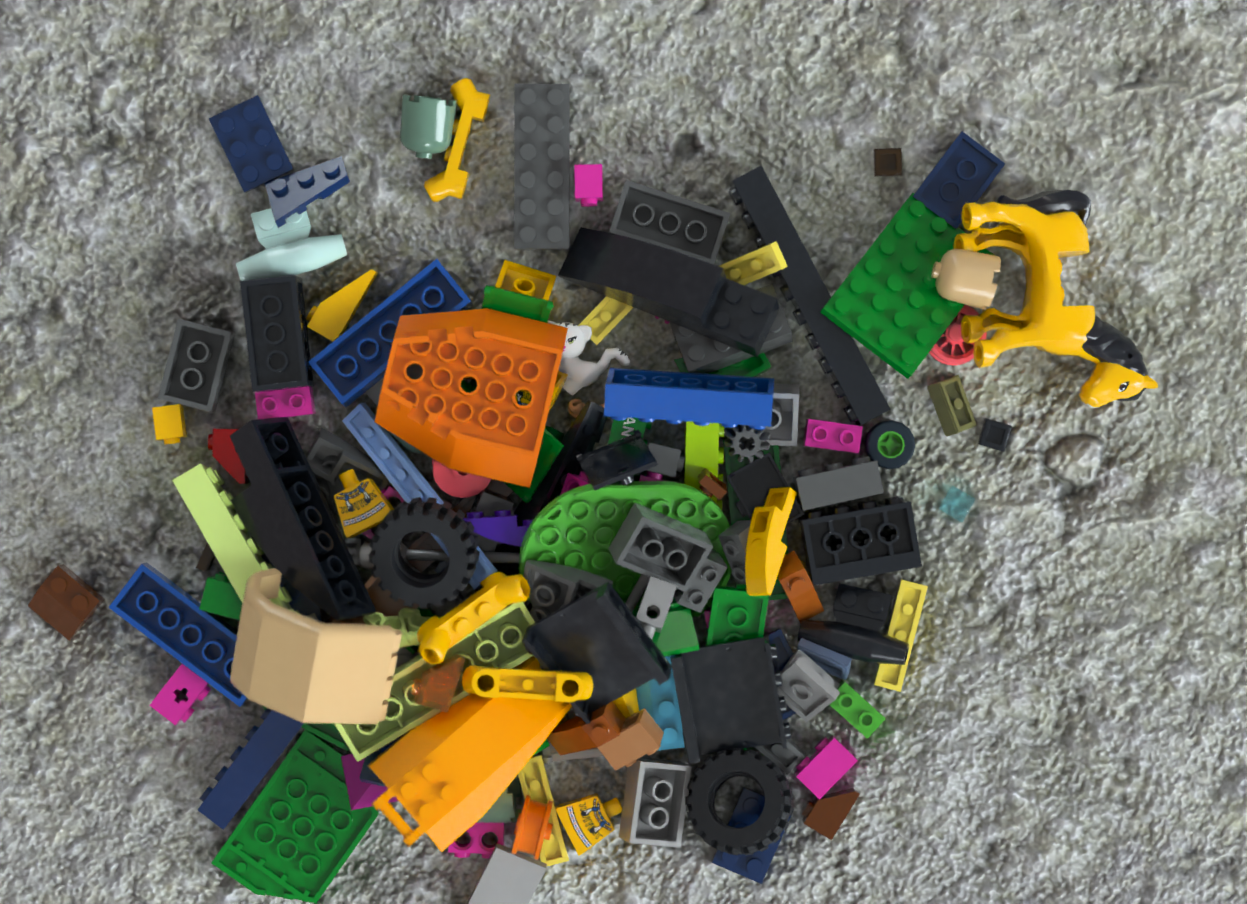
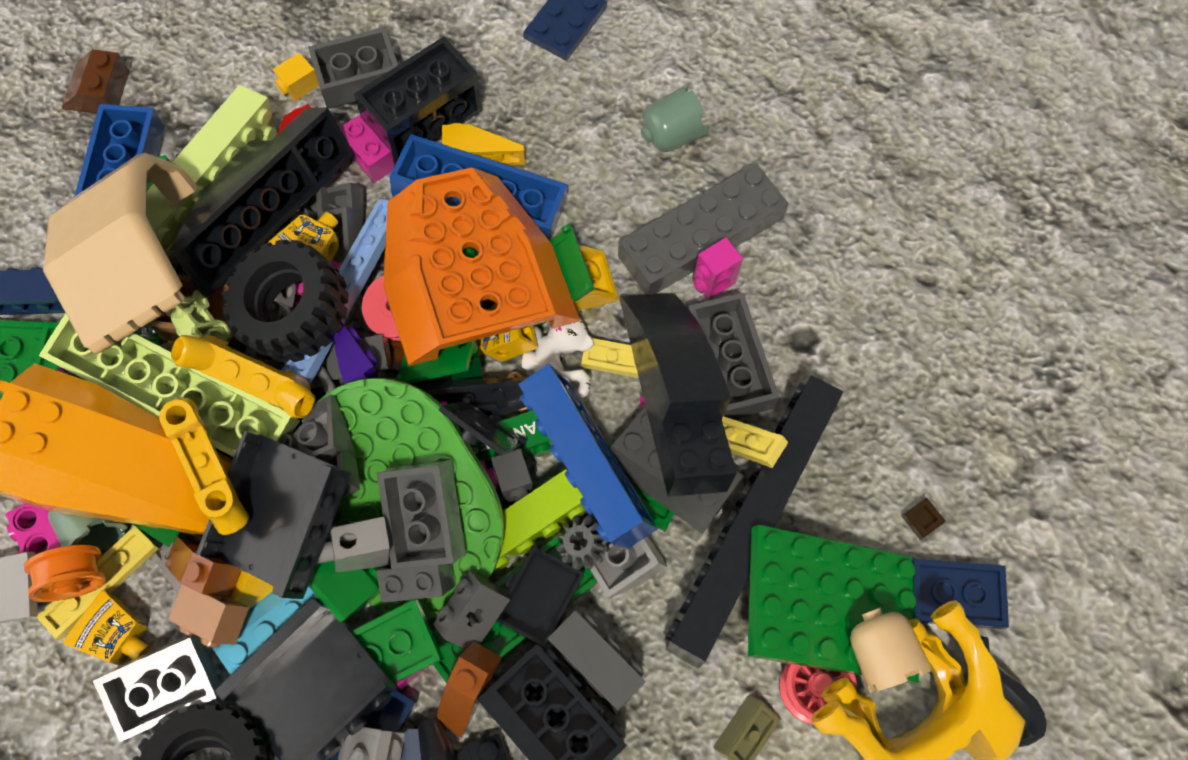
camera: 55 degrees right, 20 degrees down
(167, 700) = (41, 202): dark pink brick -> none
(288, 248) = (504, 84): light aqua plate -> none
(297, 190) = (549, 62): wing -> none
(438, 684) = (153, 382): clear orange slope -> none
(473, 106) = (643, 170): yellow plate -> none
(711, 484) = (517, 533): reddish brown plate -> none
(764, 542) = (485, 619): yellow slope -> none
(832, 435) = (639, 629): dark pink brick -> none
(899, 444) = (676, 685): black wheel -> none

